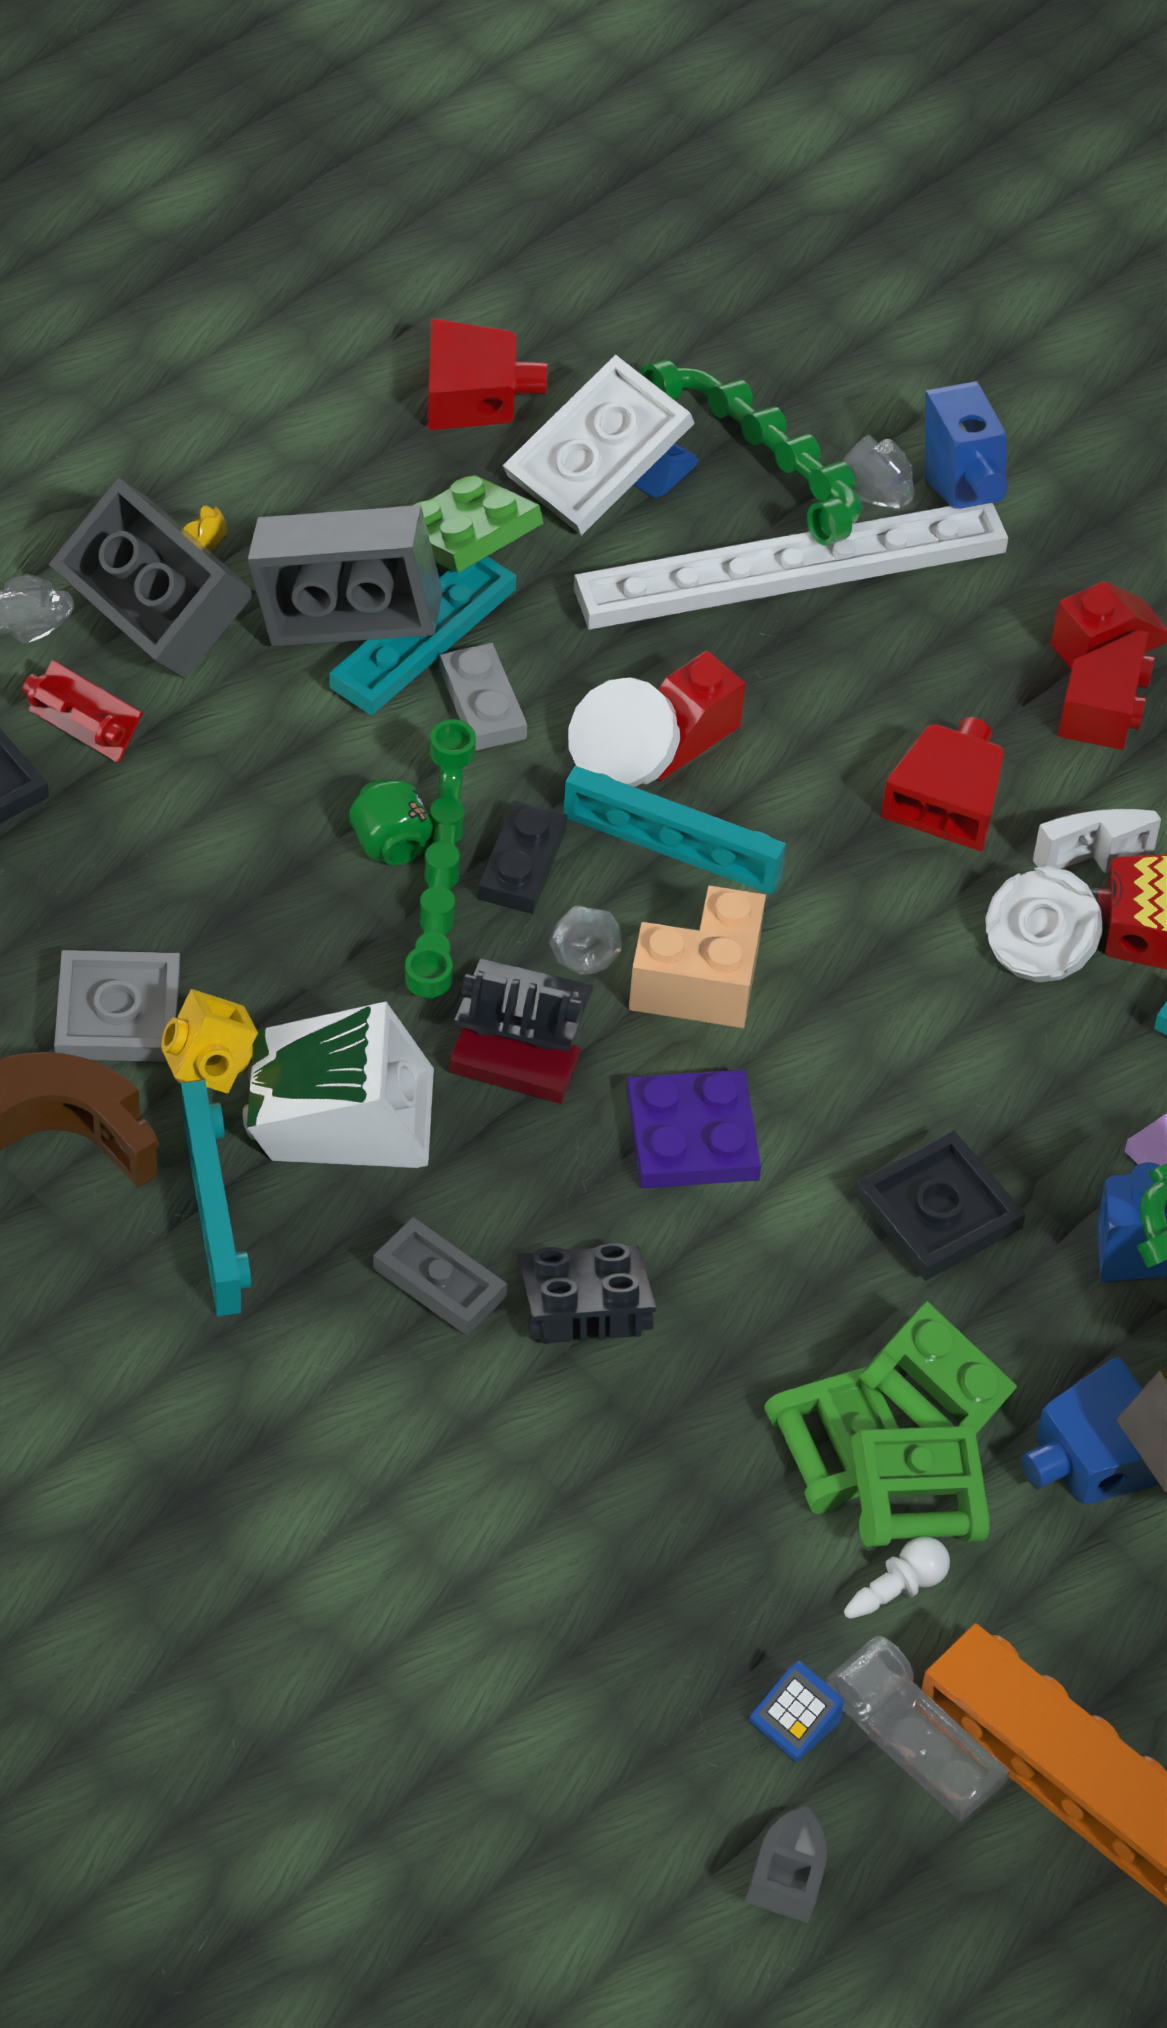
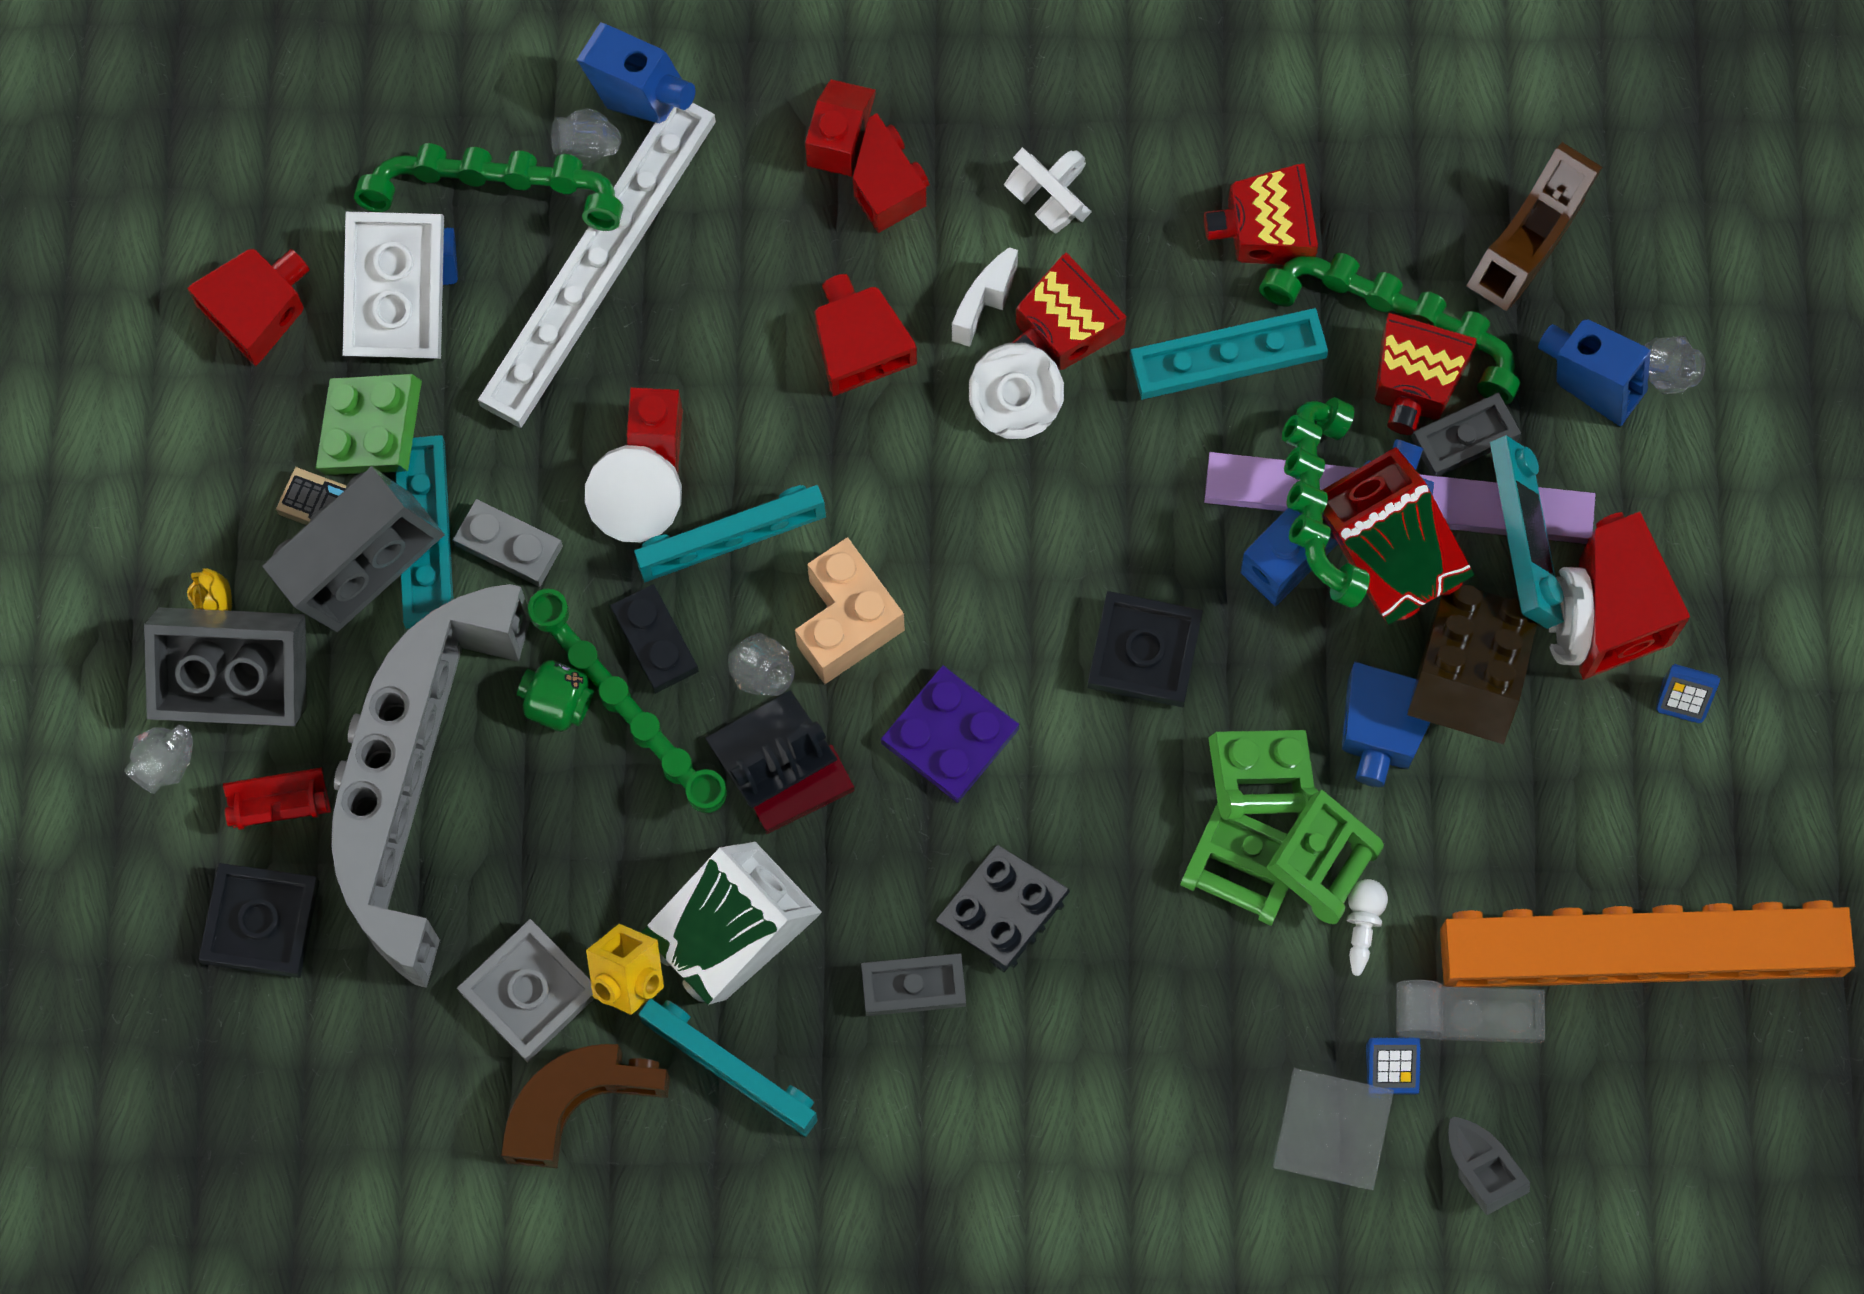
camera: 40 degrees left, 20 degrees up
(209, 745) = (415, 689): none -> light grey slope
(683, 1712) = (1333, 1129): none -> clear tile

